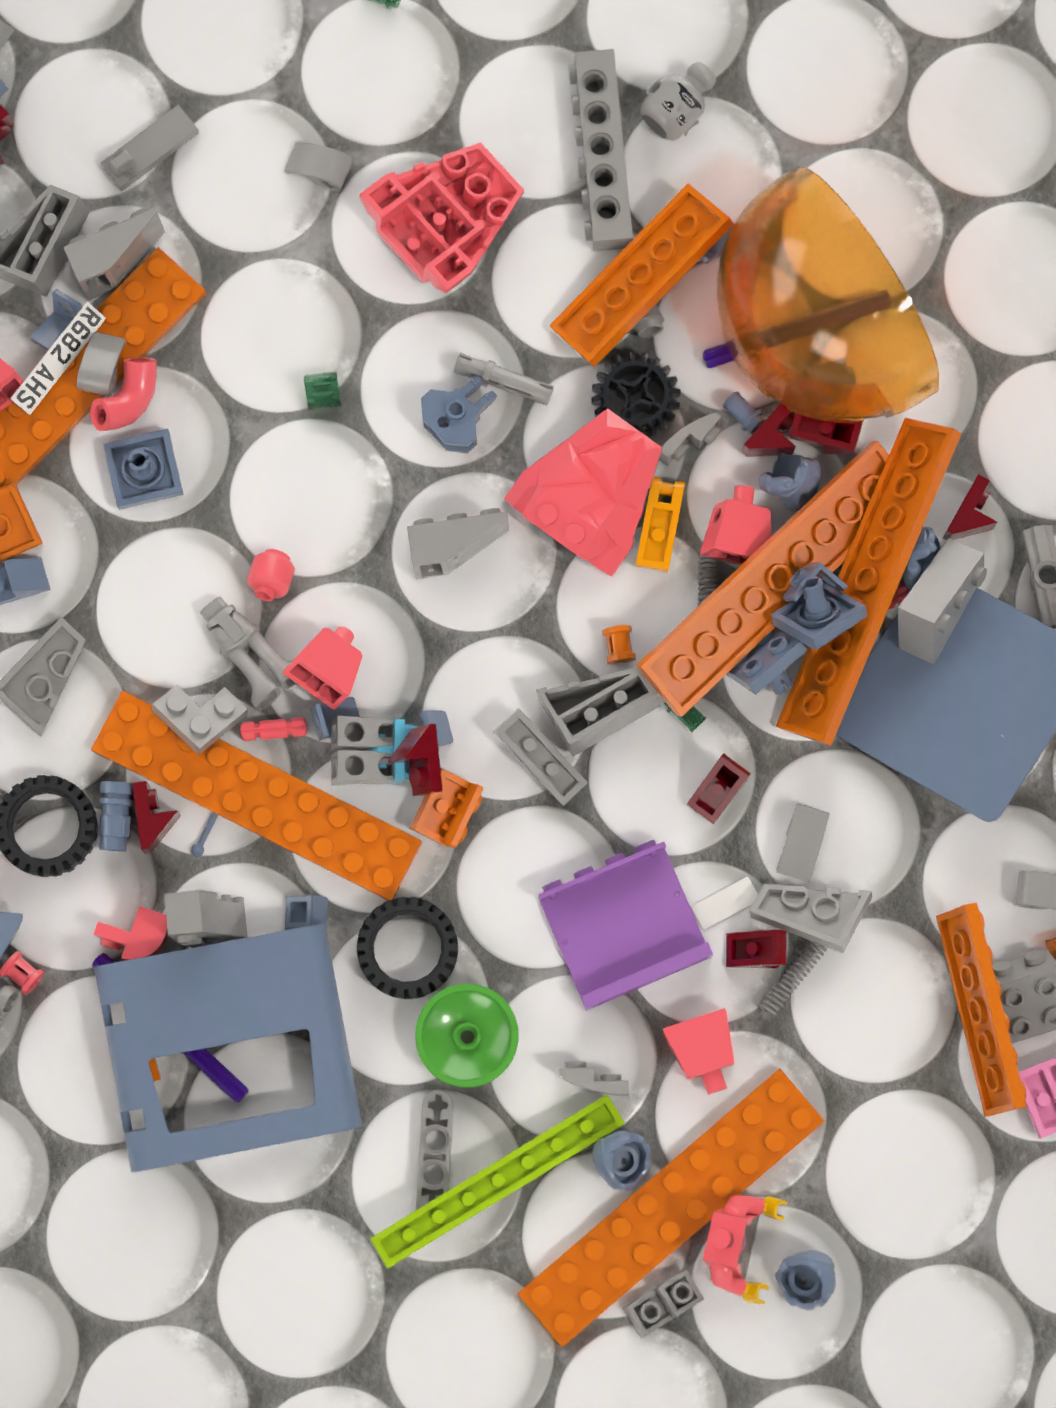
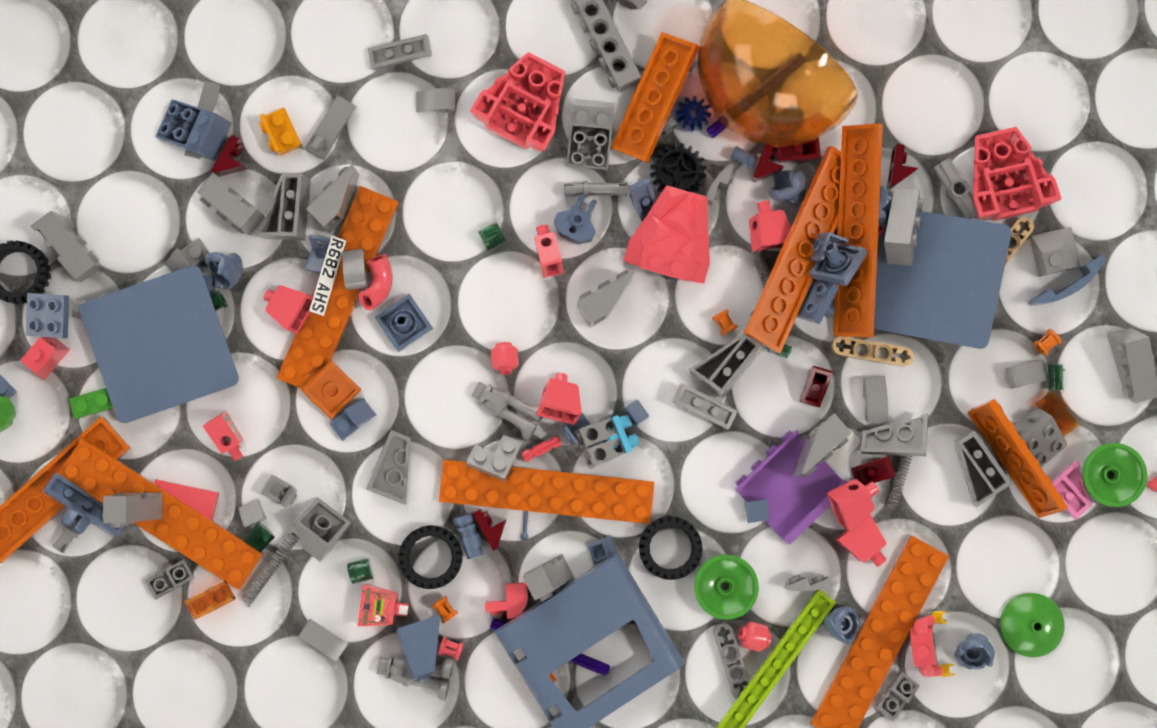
camera: 30 degrees left, 5 degrees up
(35, 911) = (444, 609): none -> orange bush
(73, 128) = (280, 131): none -> light orange bracket
(293, 75) = (399, 52): none -> light grey hinge
(395, 444) = (548, 252): none -> coral torso
(422, 752) = (635, 430): dark red slope -> none
(446, 813) = (662, 457): orange bracket -> none
(482, 1128) = (754, 636): none -> coral head
(526, 295) = (590, 134): none -> light grey slope
(558, 941) = (756, 510): none -> sand blue slope
(567, 412) = (642, 197): none -> sand blue slope
(659, 526) = (721, 243): light orange plate -> none
(684, 311) = (685, 116): none -> clear blue gear
(703, 868) = (821, 440): none -> light grey slope
(705, 980) = (852, 502): none -> coral torso
(828, 766) = (872, 348): none -> tan beam
(888, 1279) = (1018, 625): none -> bright green dish
(921, 1006) = (980, 469): none -> light grey wedge

